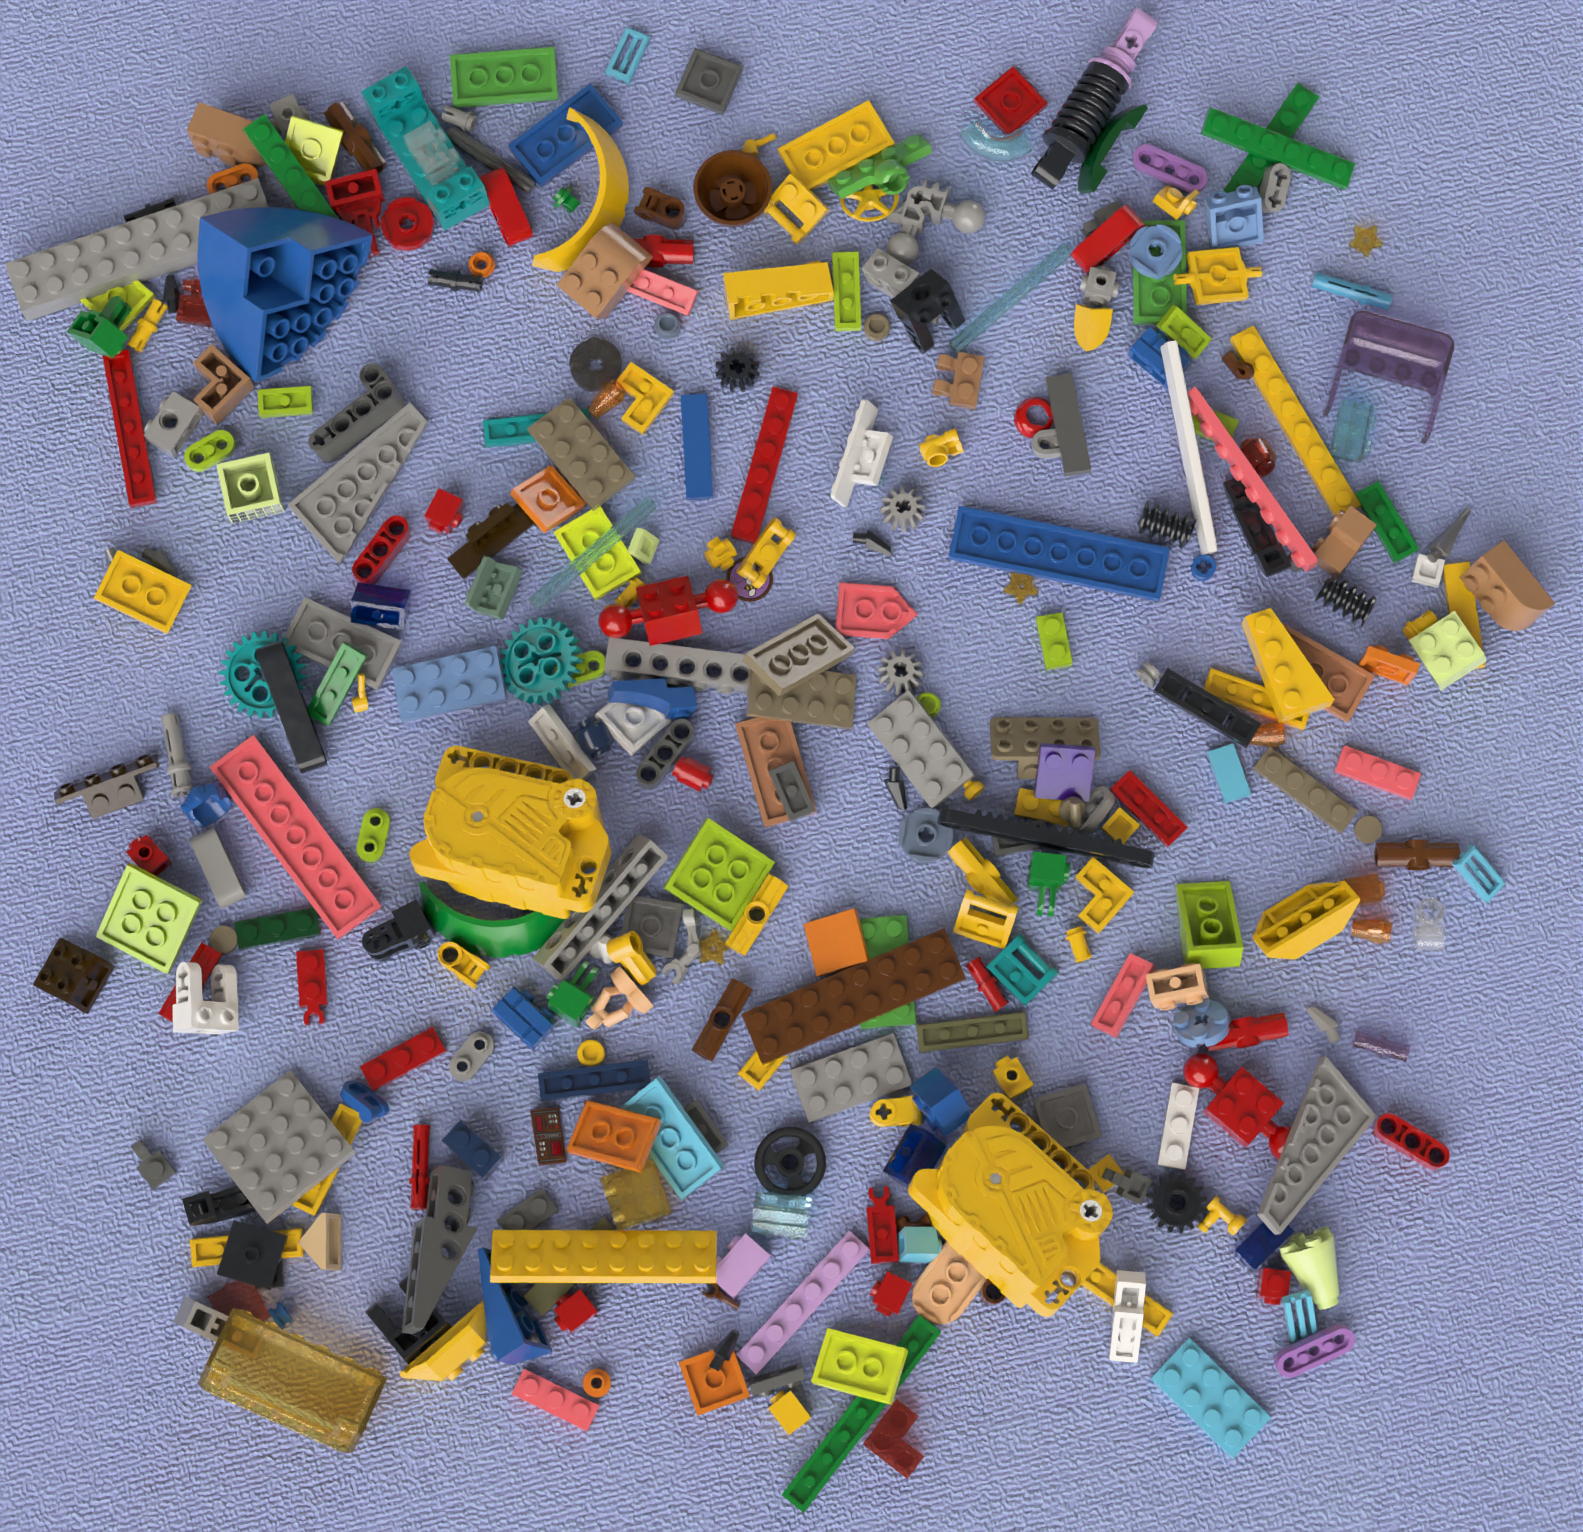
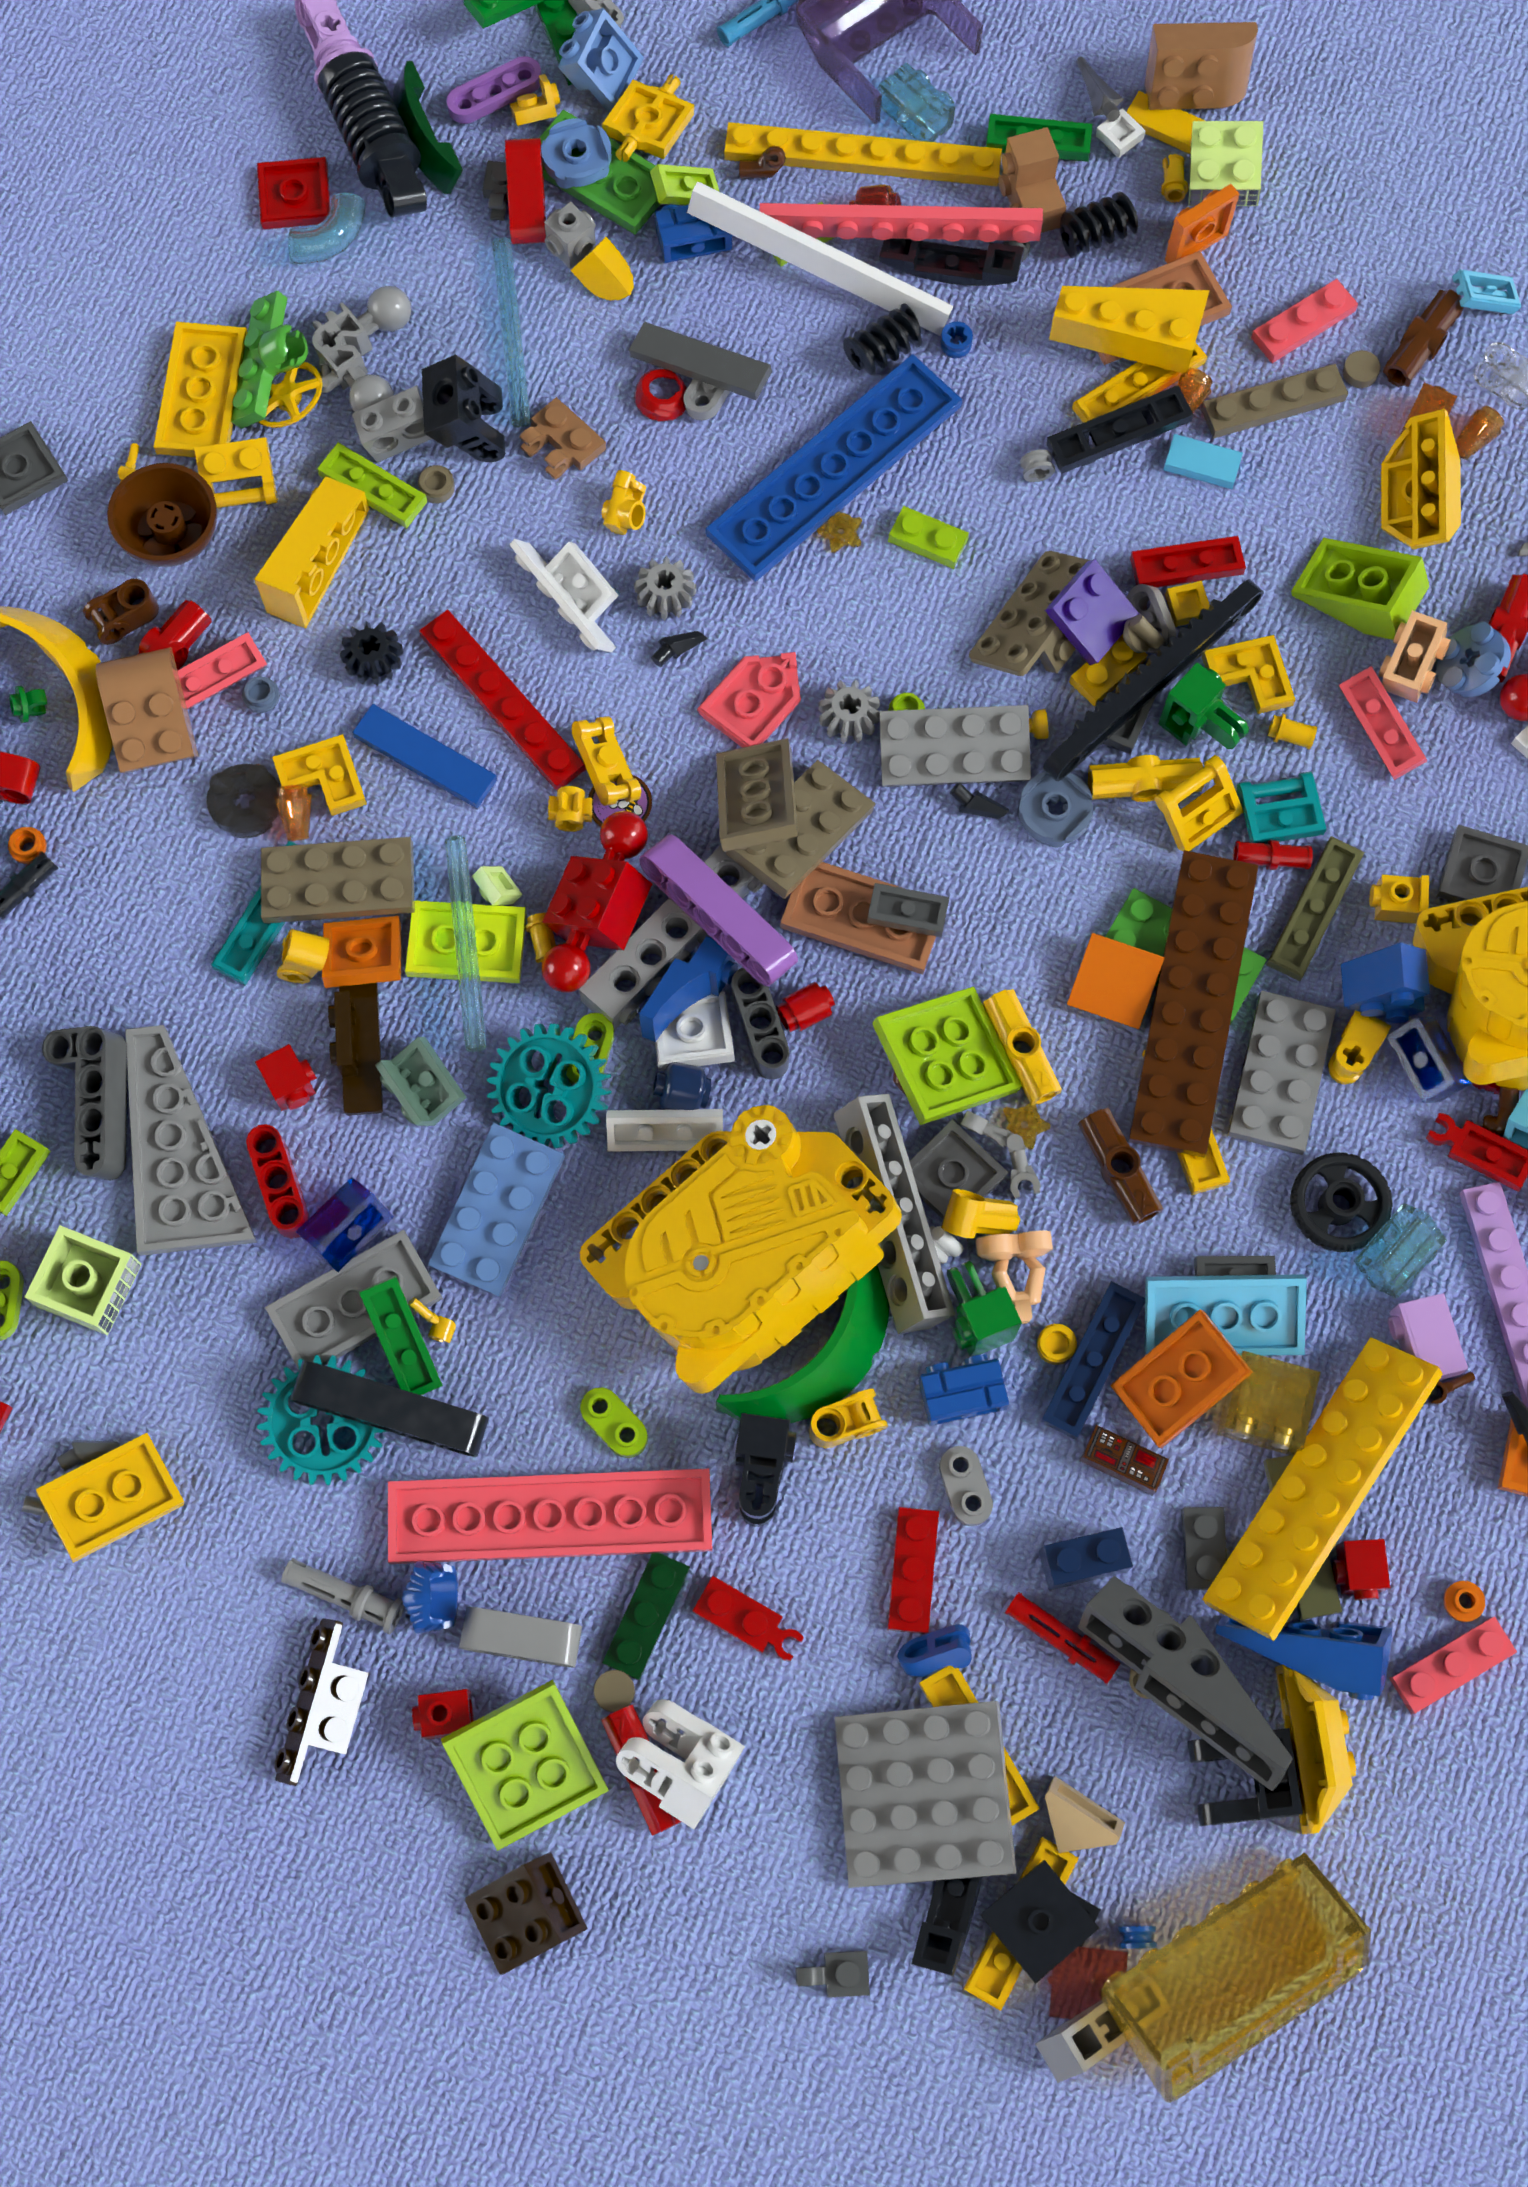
camera: 55 degrees left, 5 degrees down
(520, 468) = (302, 956): none -> yellow piece
(709, 682) = (718, 910): none -> medium lavender beam

